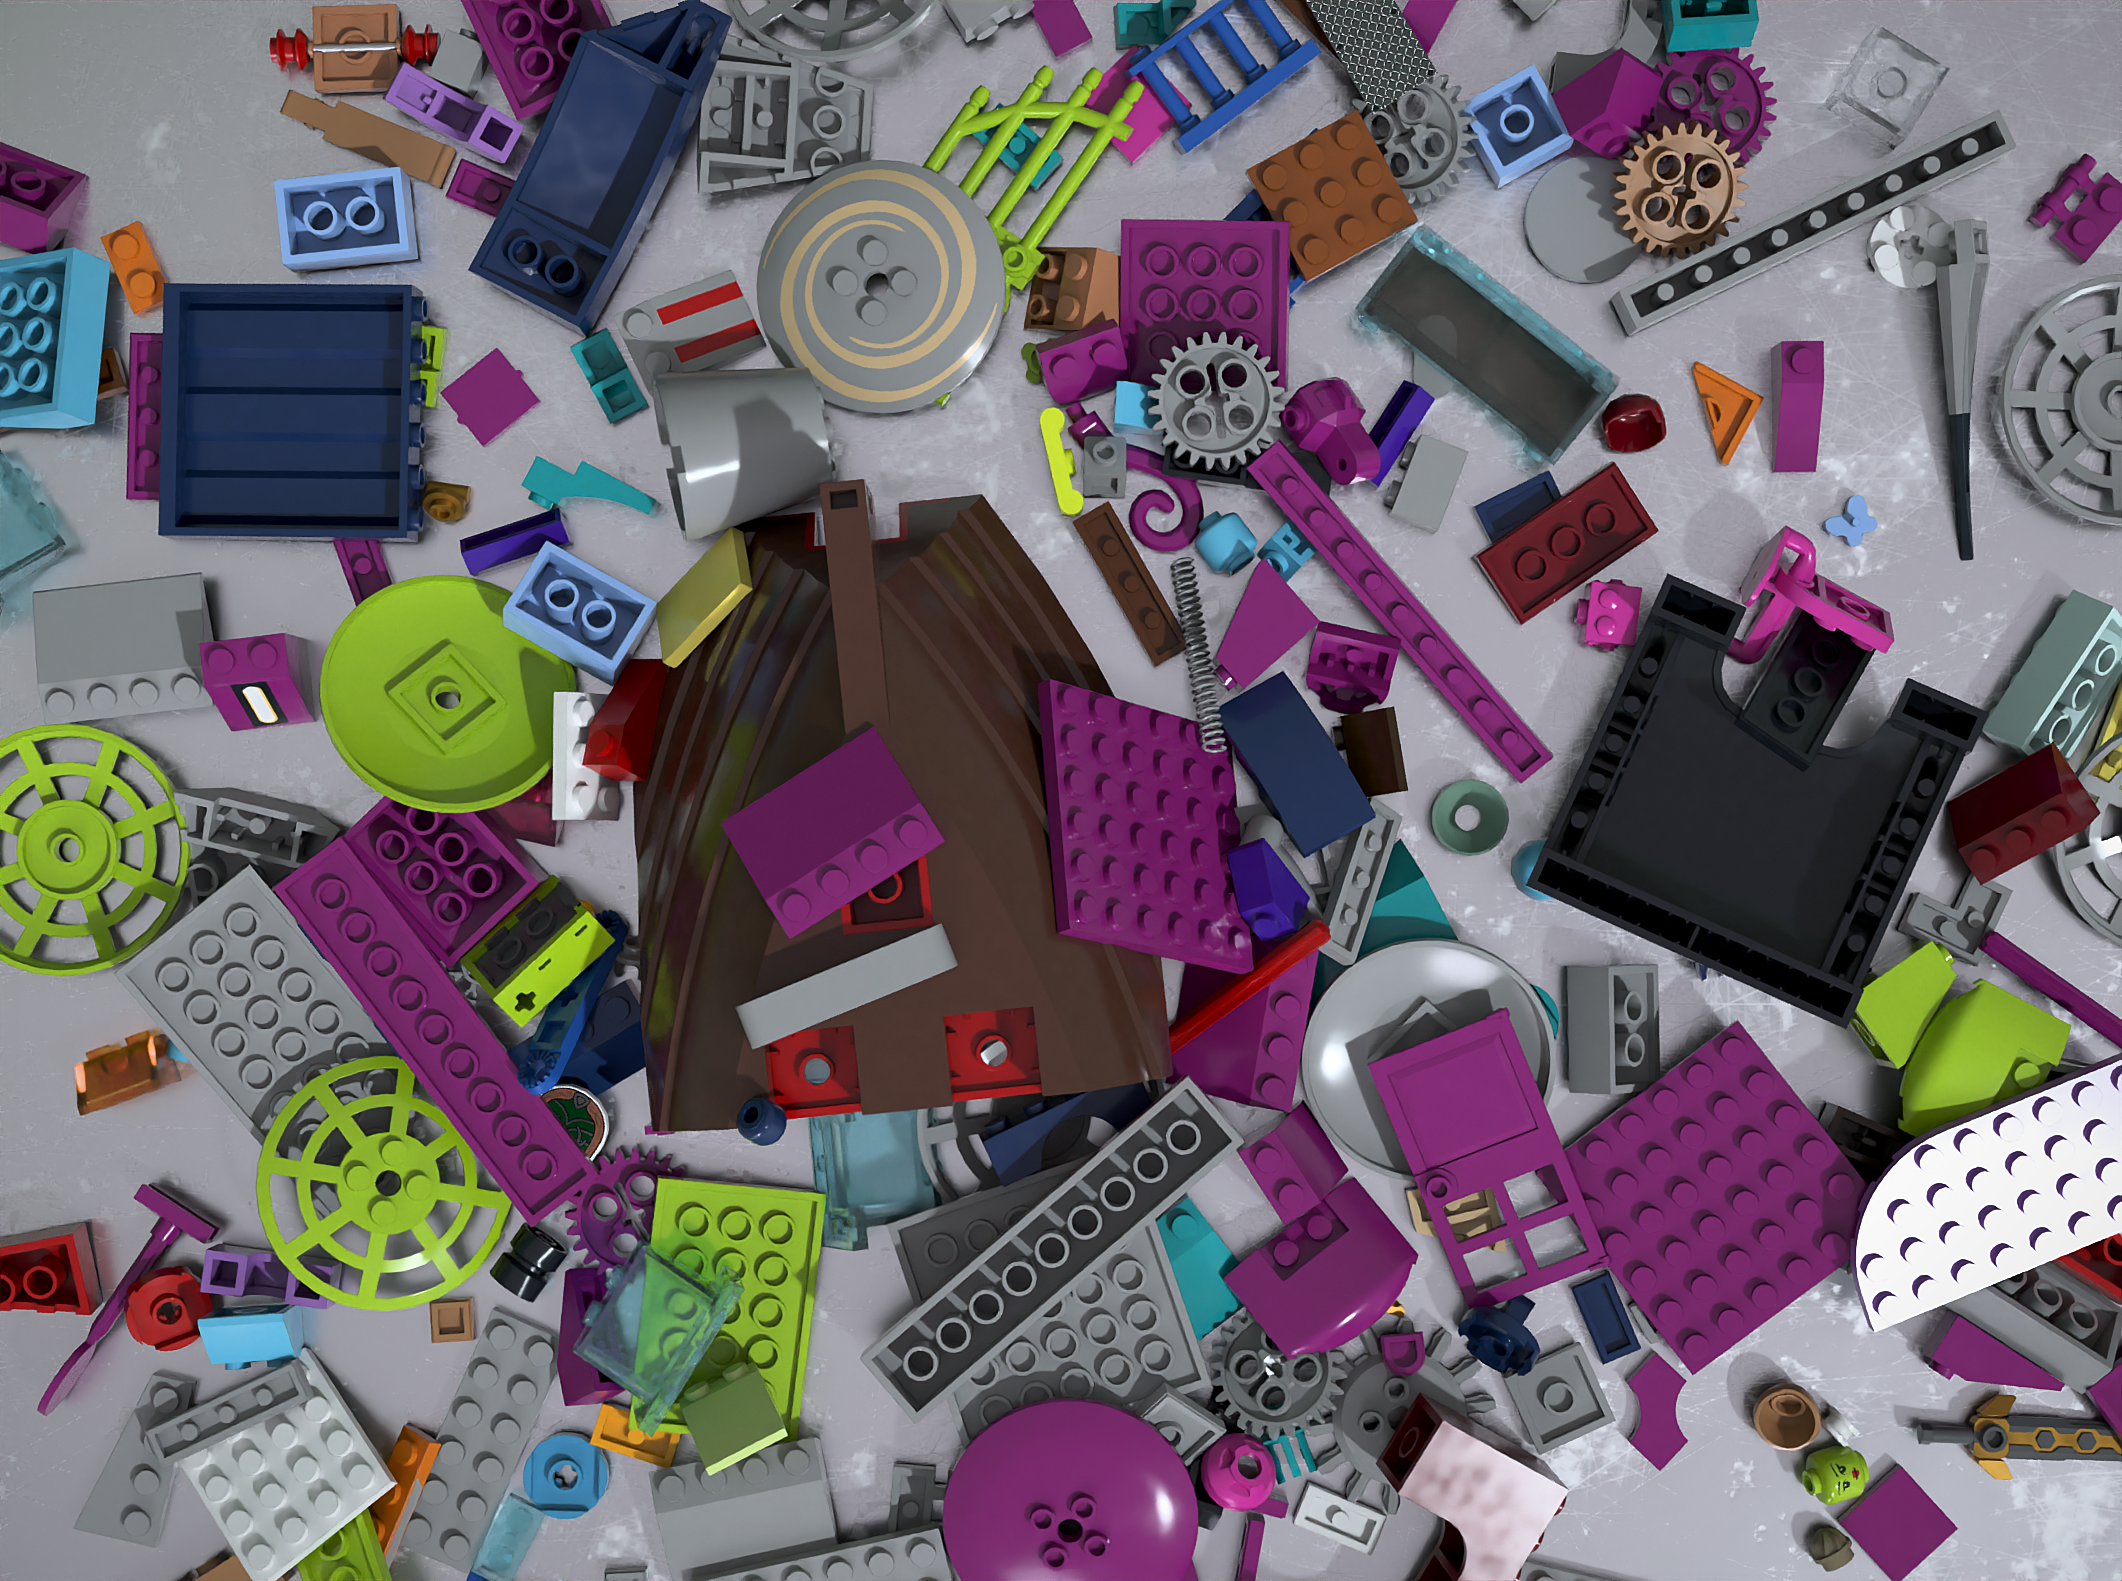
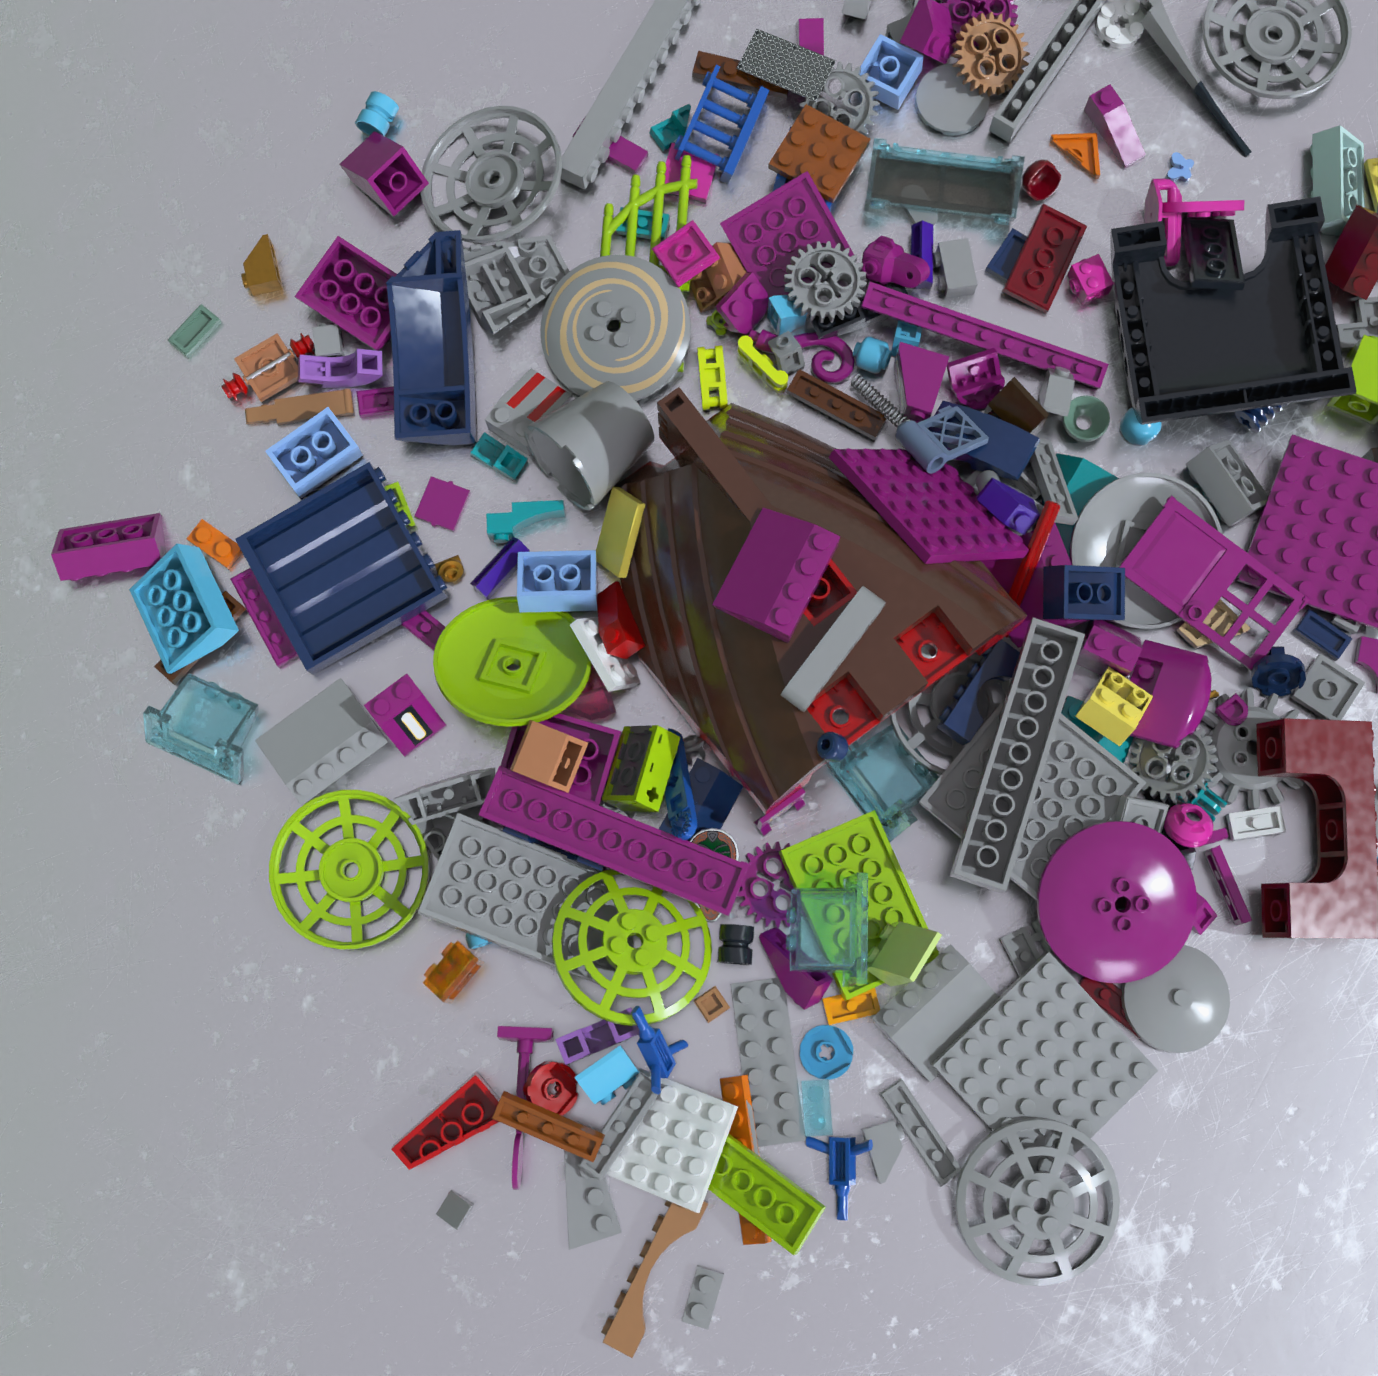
camera: 25 degrees left, 10 degrees down
(129, 1360) = (548, 1126): none -> dark orange plate
(333, 1345) = (655, 1050): none -> blue piece
(413, 866) = (549, 756): none -> nougat slope
(979, 438) = (712, 377): none -> neon yellow plate
(1044, 237) = (685, 253): none -> dark pink tile
(1201, 732) = (927, 446): none -> sand blue piece
(1236, 1254) = (1114, 706): none -> light yellow slope
(1292, 1075) = (1083, 593): none -> dark blue slope
(1448, 758) = (1057, 391): none -> light grey slope

